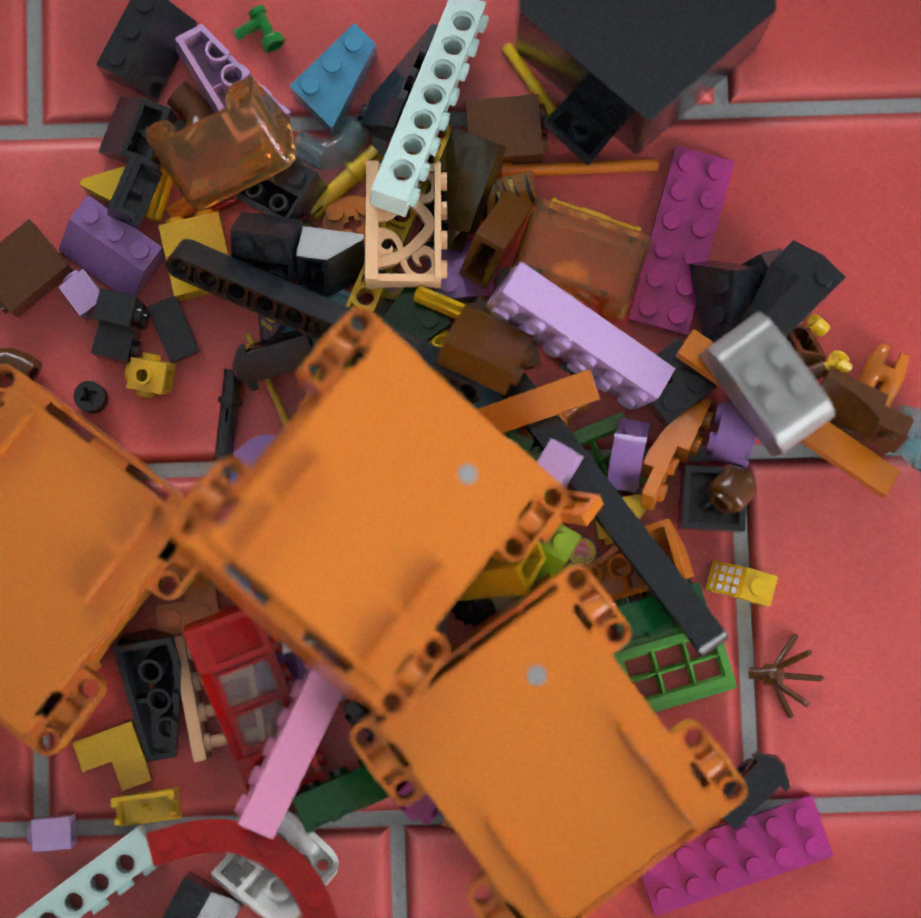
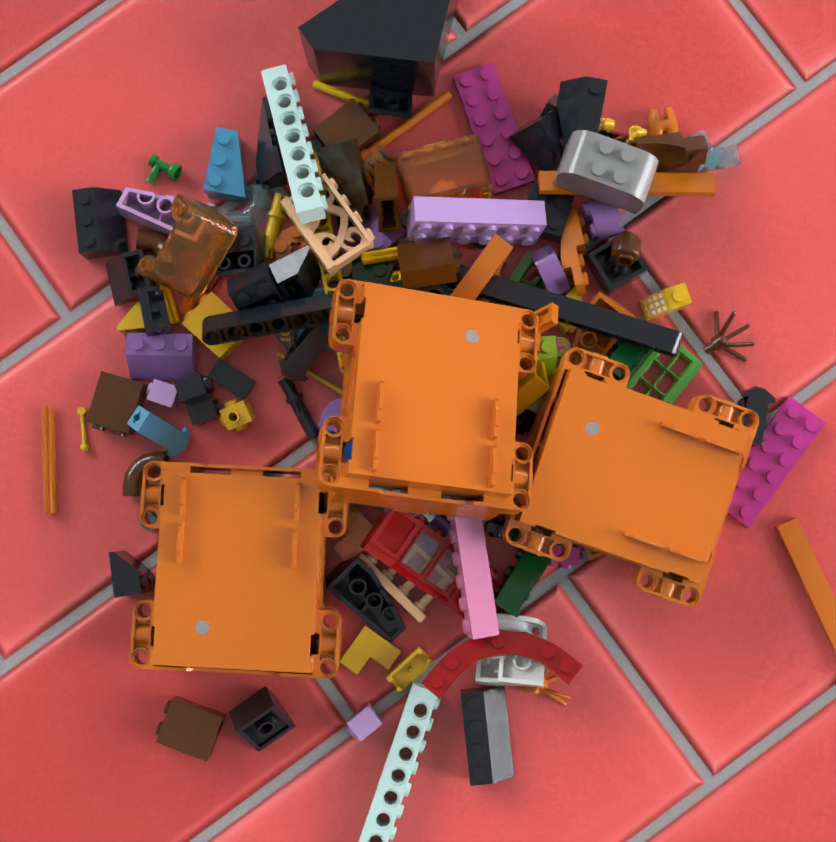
camera: 30 degrees left, 0 degrees up
(48, 334) = (160, 431): none -> dark azure piece
(95, 402) = (214, 453): black wheel -> none
(560, 461) = (515, 297): lavender brick -> none

